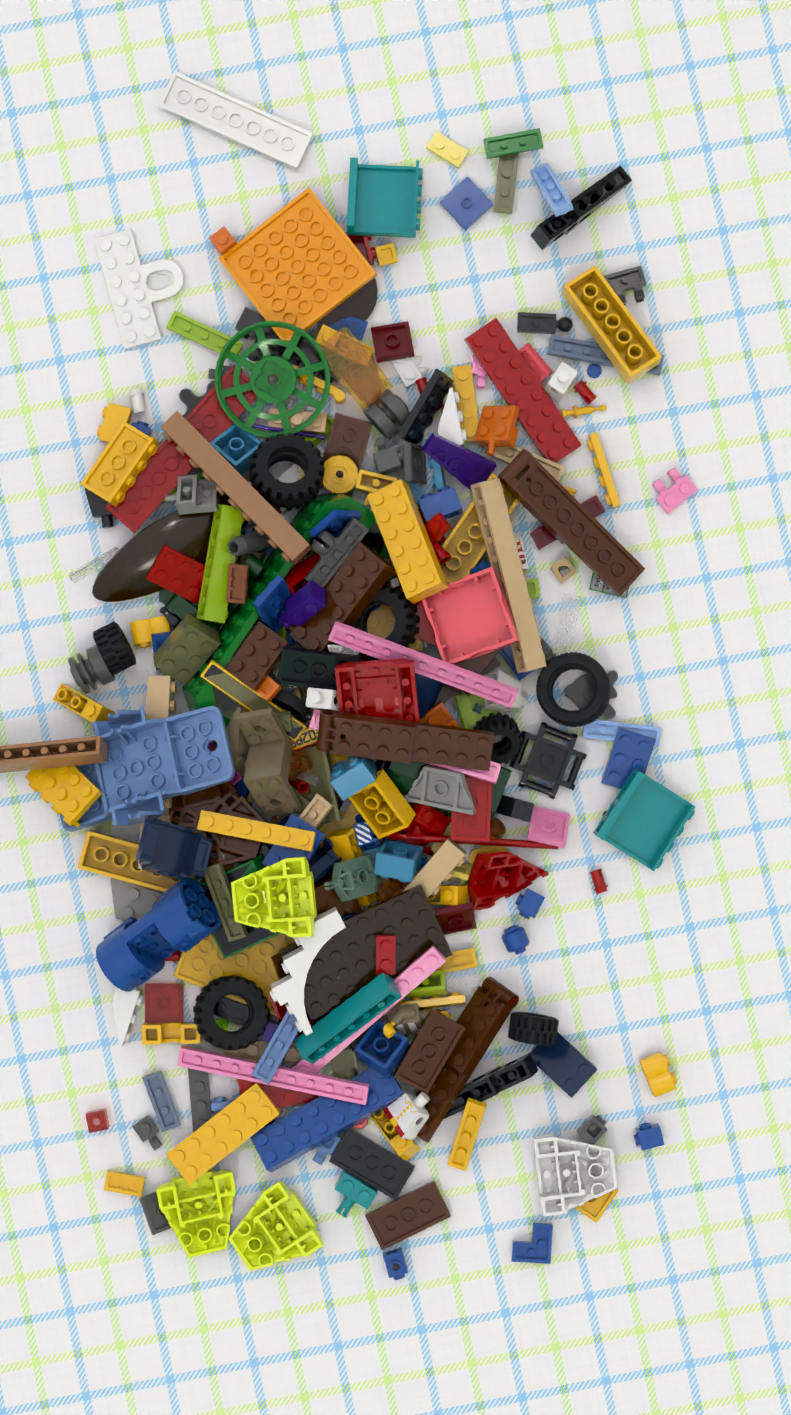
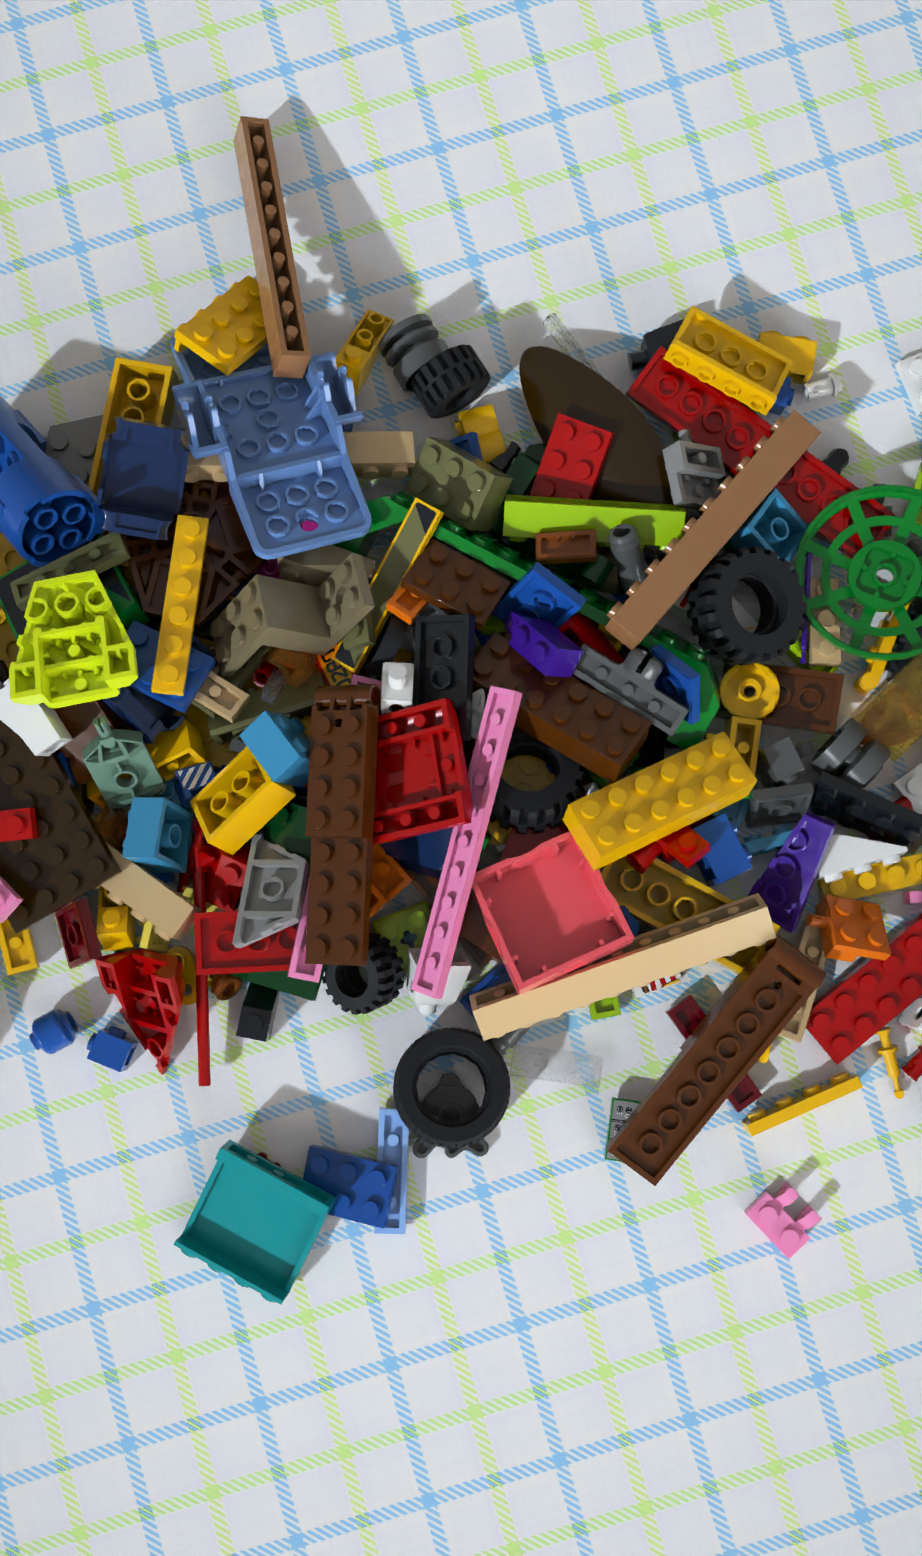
camera: 85 degrees right, 5 degrees down
(548, 760) = (337, 1058): black brick -> none
(548, 827) = (232, 1068): bright pink plate -> none
(563, 570) = (638, 1053): tan slope -> none
(598, 881) = (154, 1155): red pin -> none

